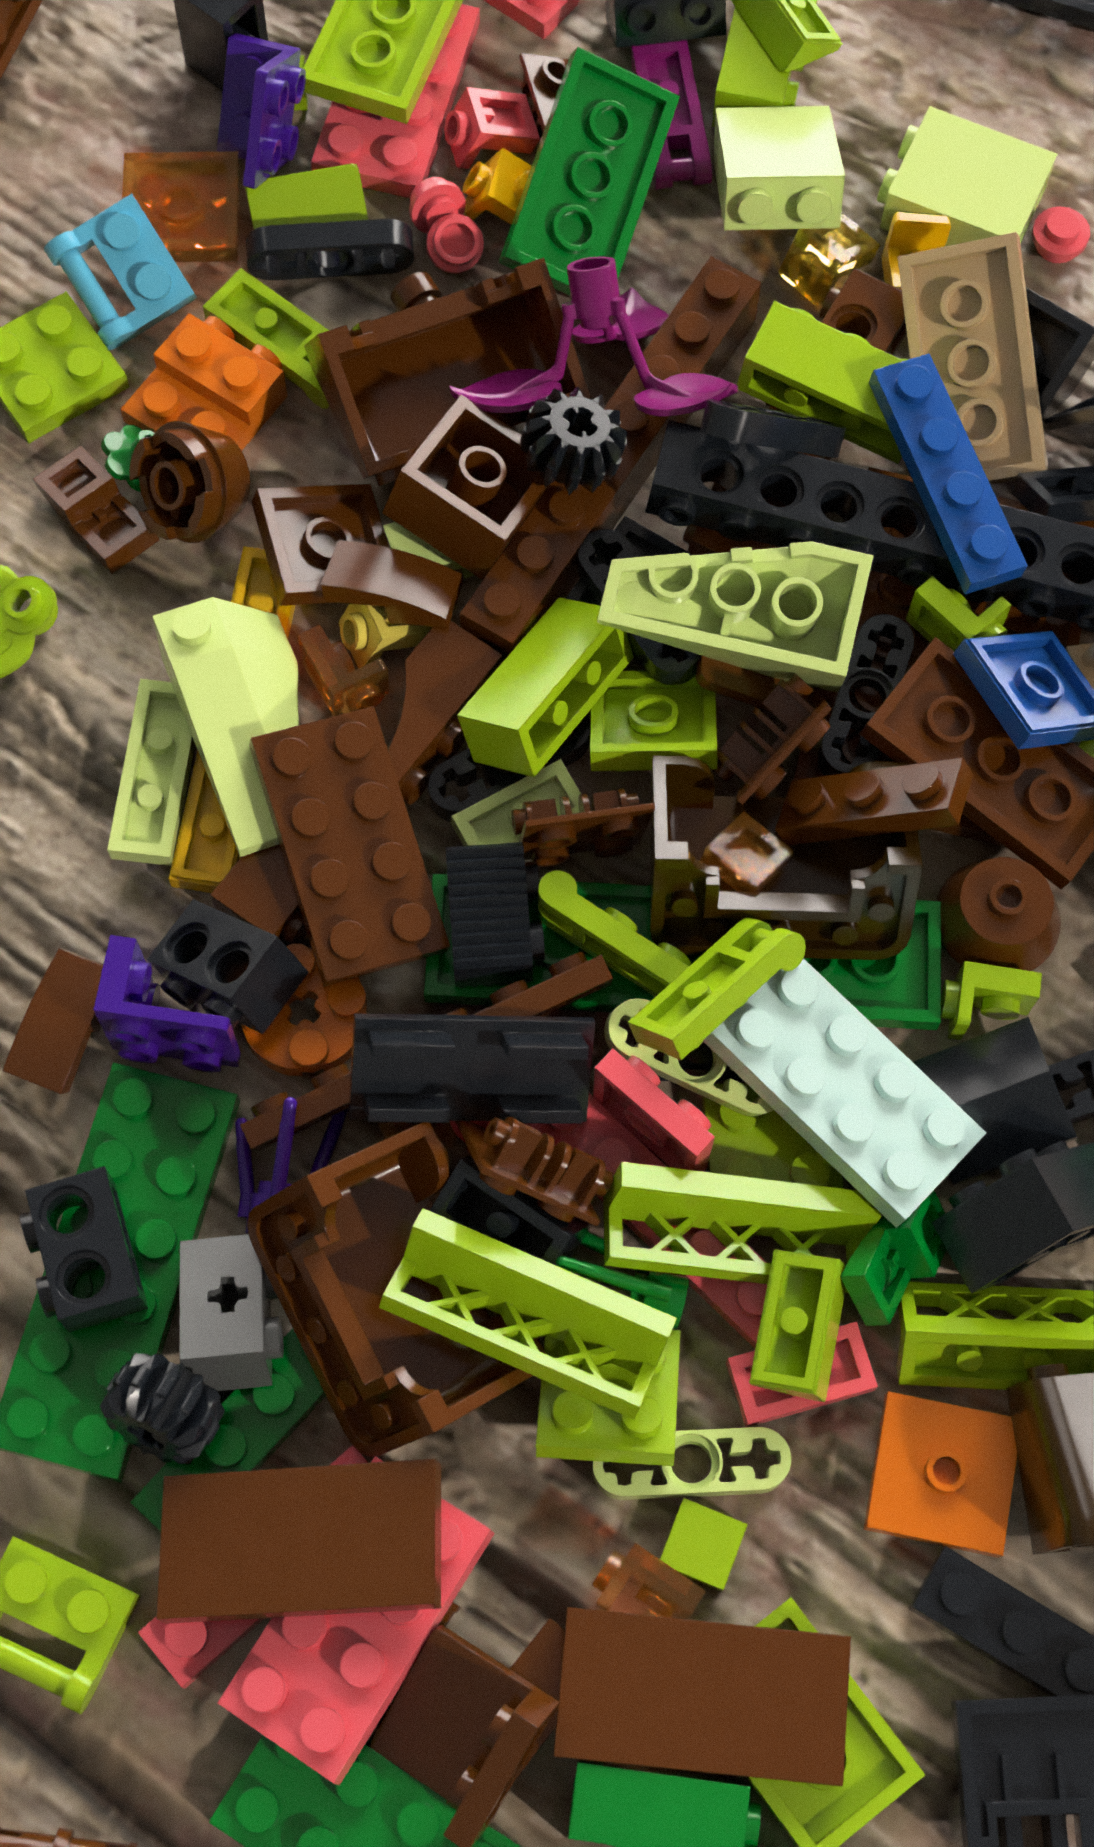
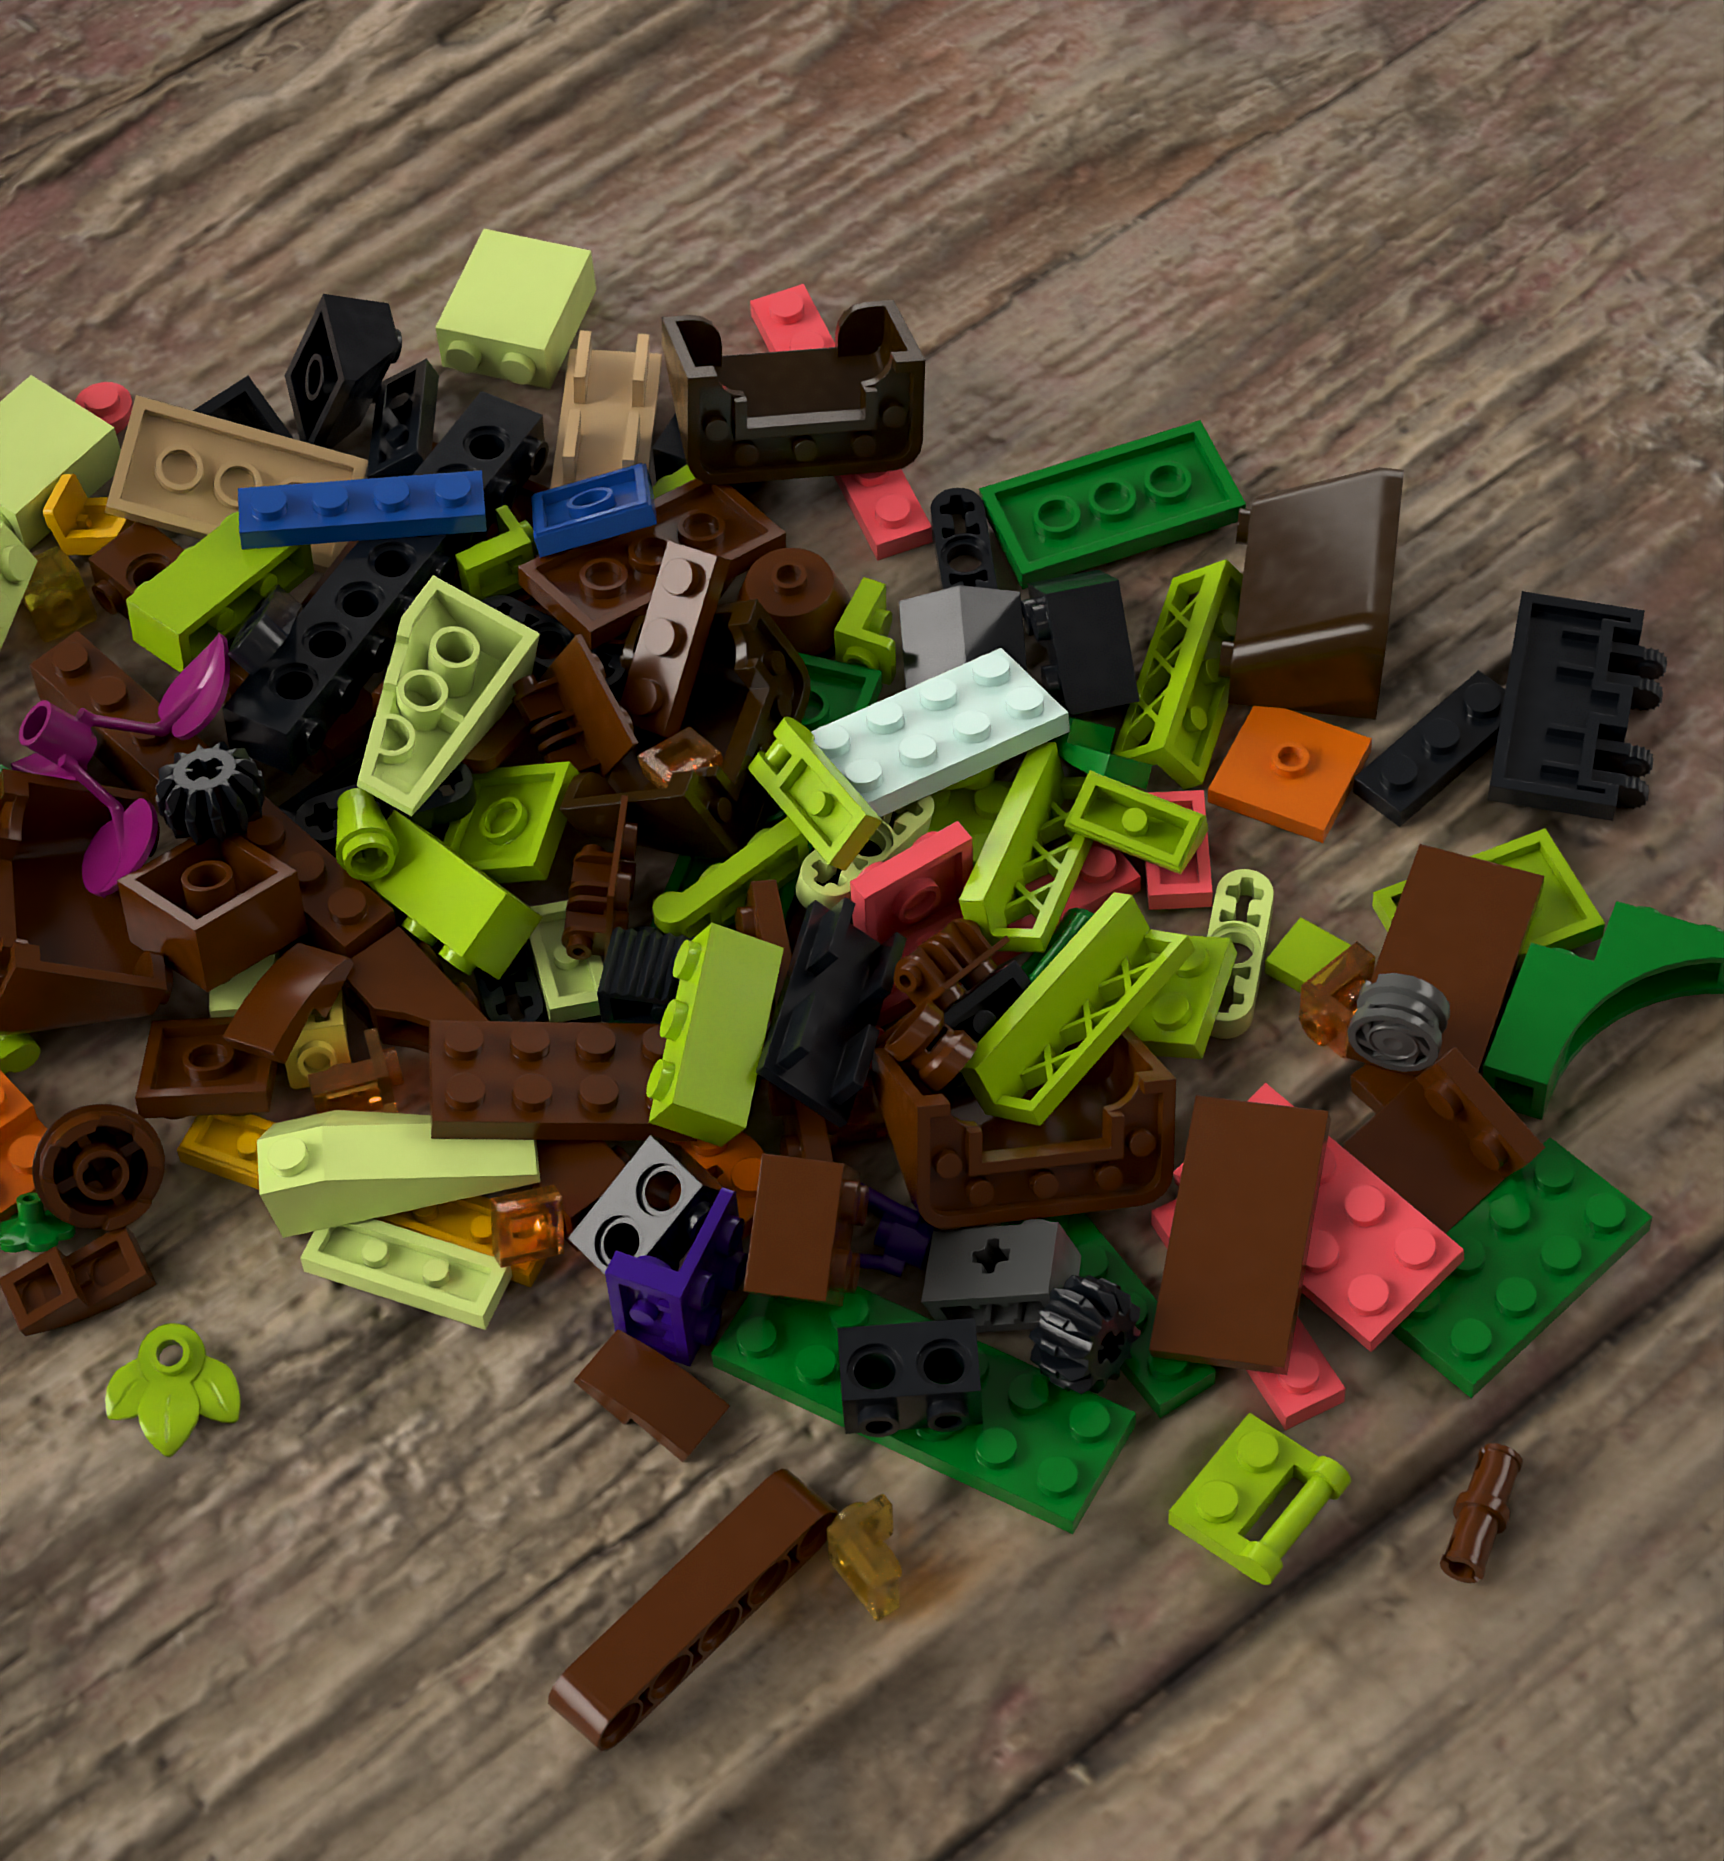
camera: 70 degrees left, 15 degrees down
(190, 1106) = (805, 1230): none -> reddish brown brick
(194, 858) = (527, 1226): none -> clear orange plate
(400, 964) = (714, 1034): none -> lime brick
(427, 1175) = (931, 1046): none -> reddish brown wheel
(570, 591) = (363, 837): none -> lime cone
(584, 1659) = (1399, 1022): none -> dark grey wheel

